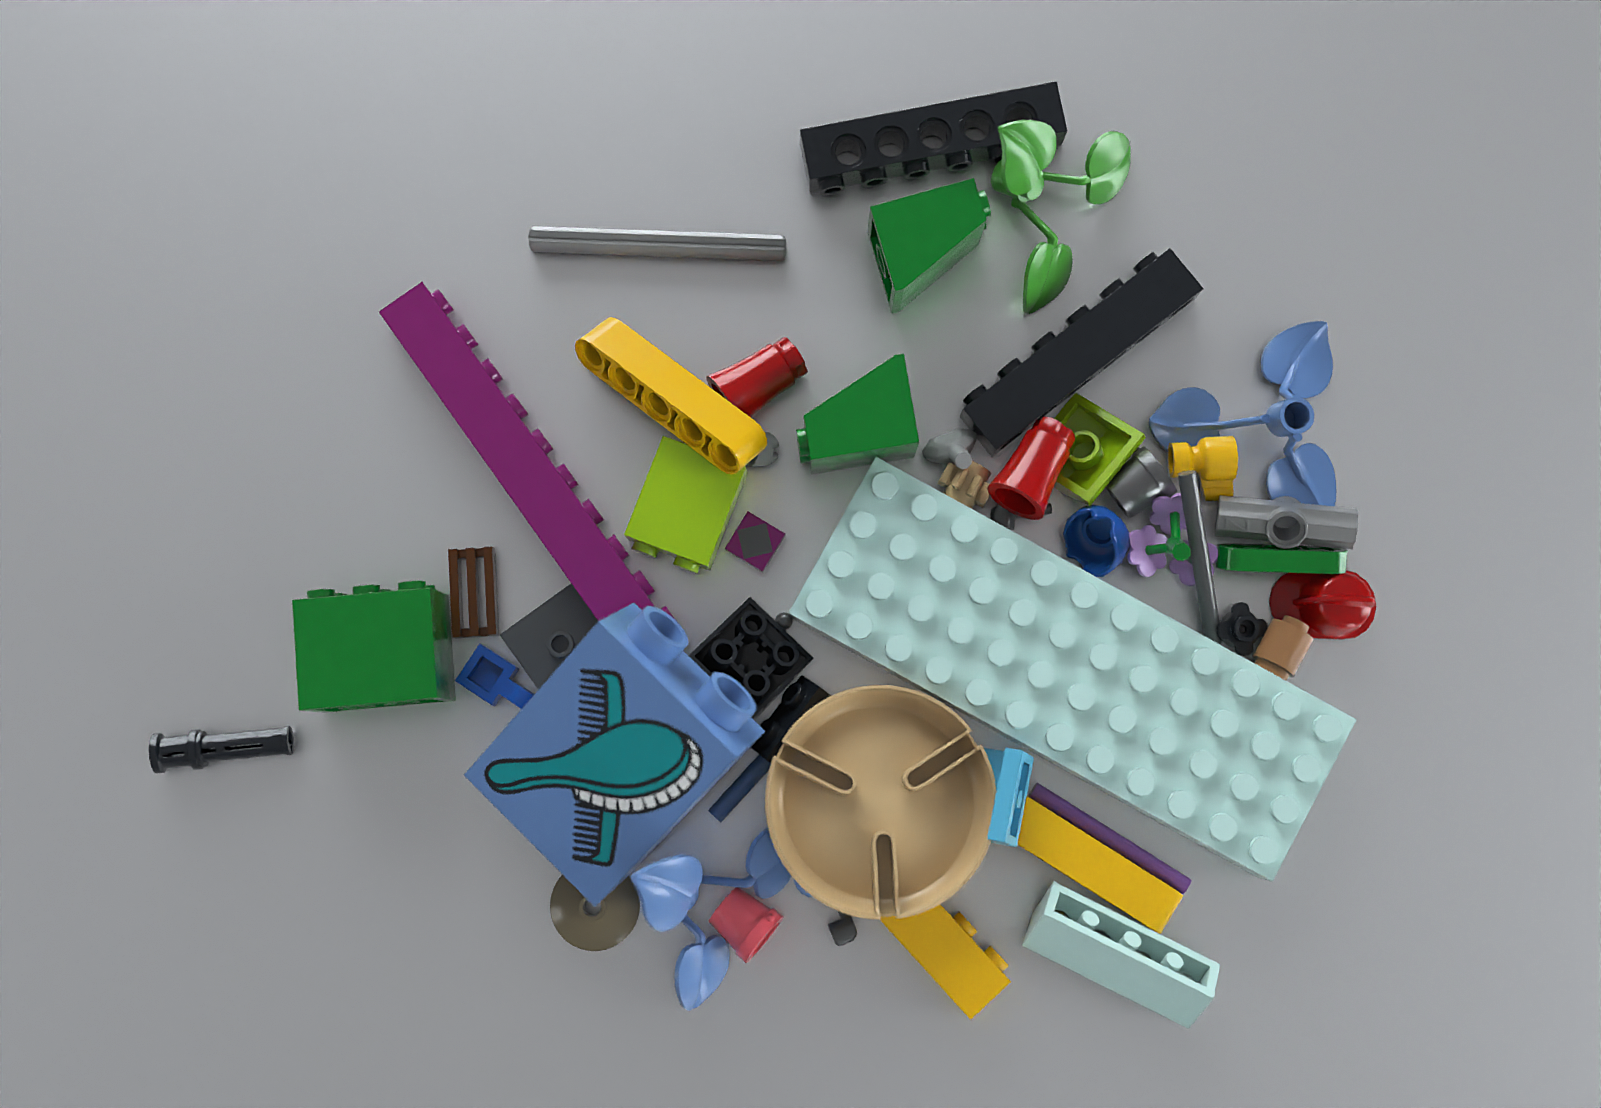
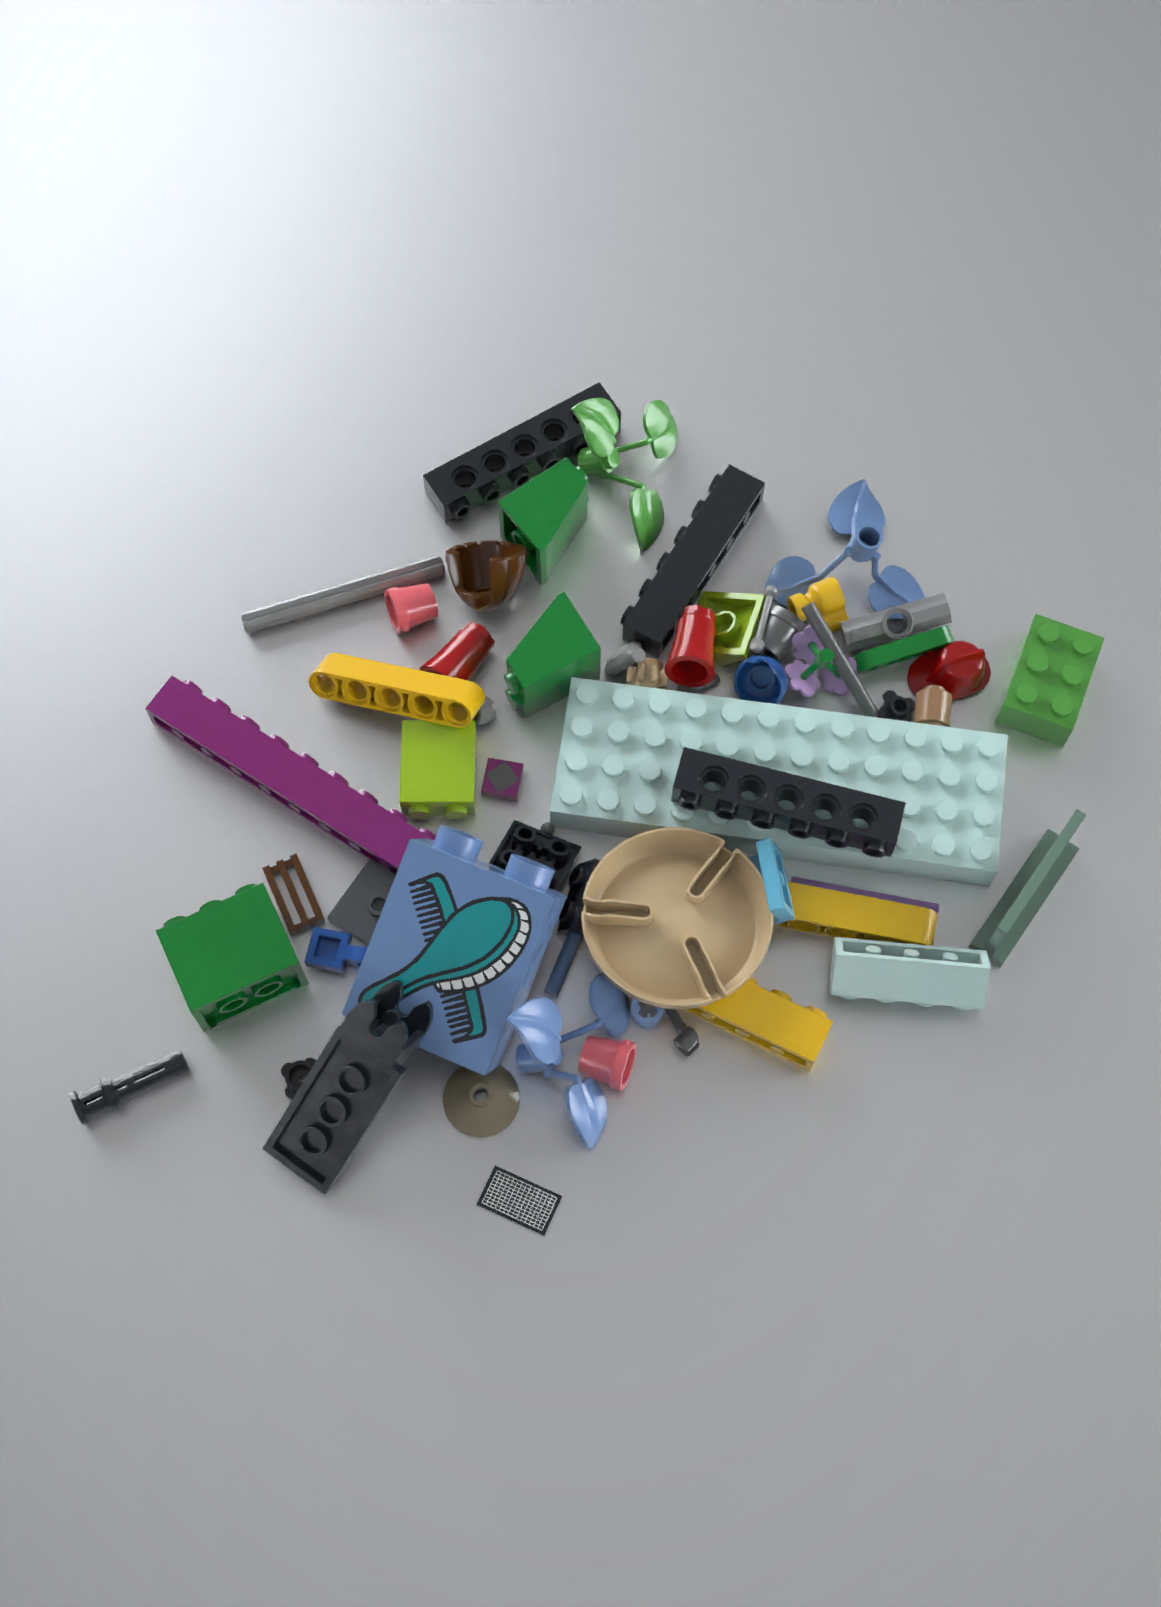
camera: 25 degrees left, 15 degrees down
(396, 815) = (293, 1071): none -> black plate
(448, 857) = (348, 1087): none -> black hinge
(594, 1034) = (519, 1200): none -> black sticker
(727, 290) = (410, 606): none -> coral piece
(829, 280) = (486, 572): none -> reddish brown hair
(1109, 493) = (757, 643): none -> light grey hinge
(1164, 776) = (806, 794): none -> black brick
(1299, 908) = (1027, 892): none -> sand green fence
(1438, 662) = (1049, 680): none -> bright green brick

